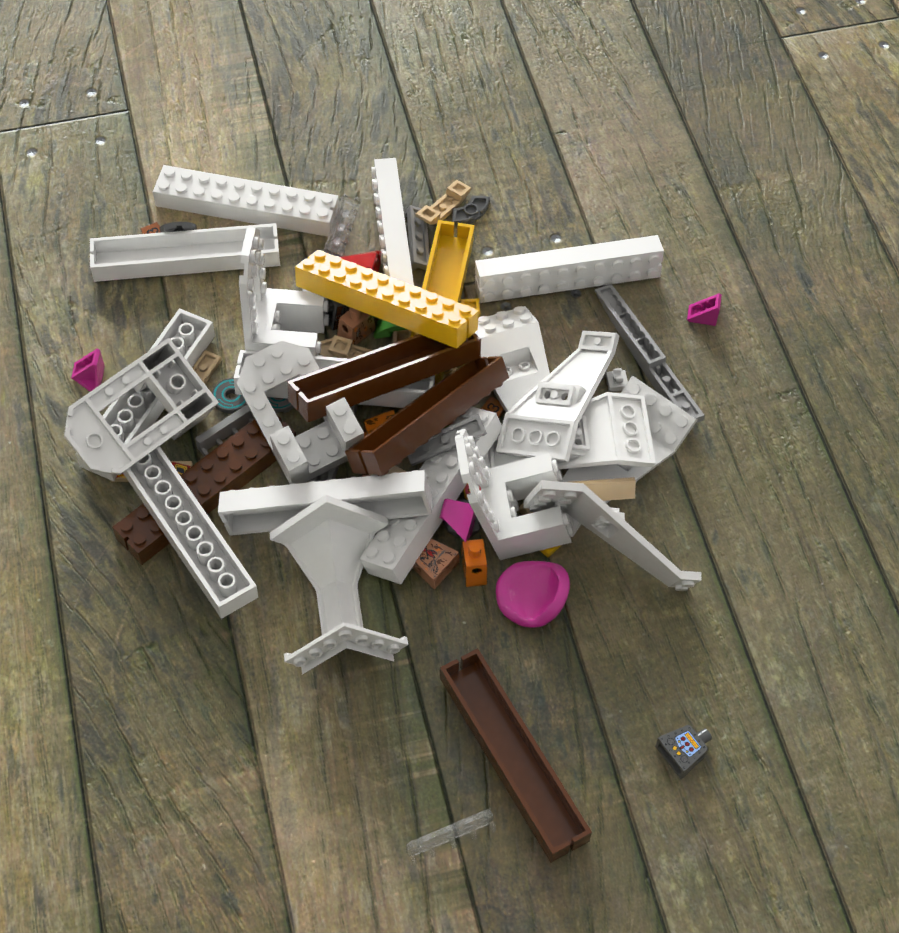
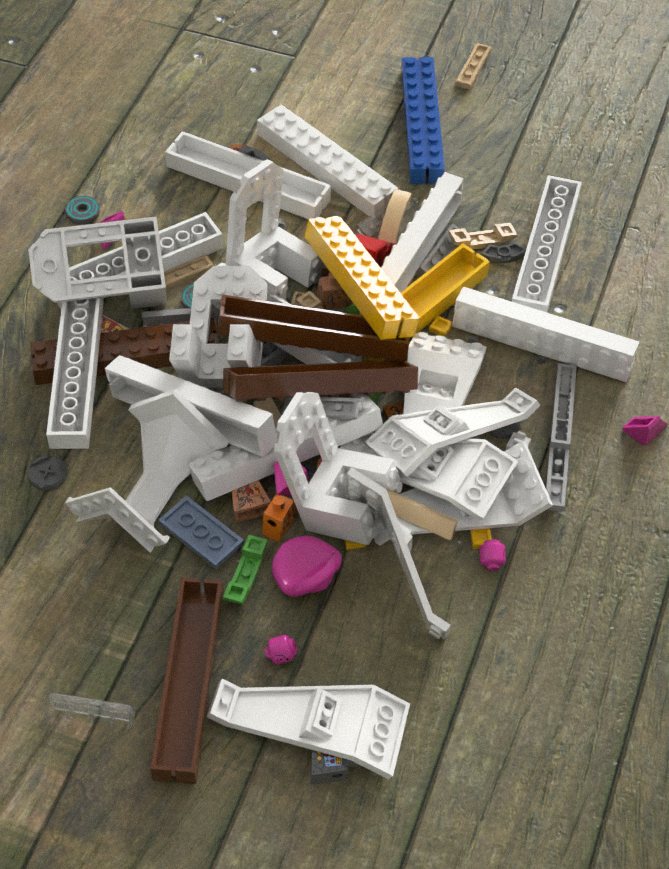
camera: 35 degrees right, 5 degrees down
(43, 358) = (82, 202): none -> dark grey tile
(225, 643) = (47, 473): none -> dark grey tile
(303, 118) = (422, 119): none -> blue piece
(306, 43) = (473, 66): none -> tan tile
(354, 224) = (394, 215): none -> tan slope
(414, 615) = (201, 532): none -> sand blue plate
(481, 626) = (247, 570): none -> bright green slope
(506, 184) = (547, 243): none -> white brick
(568, 679) = (281, 649): none -> dark pink head
(651, 482) = (479, 536): none -> yellow tile
(659, 714) = (358, 725): none -> white wing
(674, 490) = (492, 554): none -> dark pink head

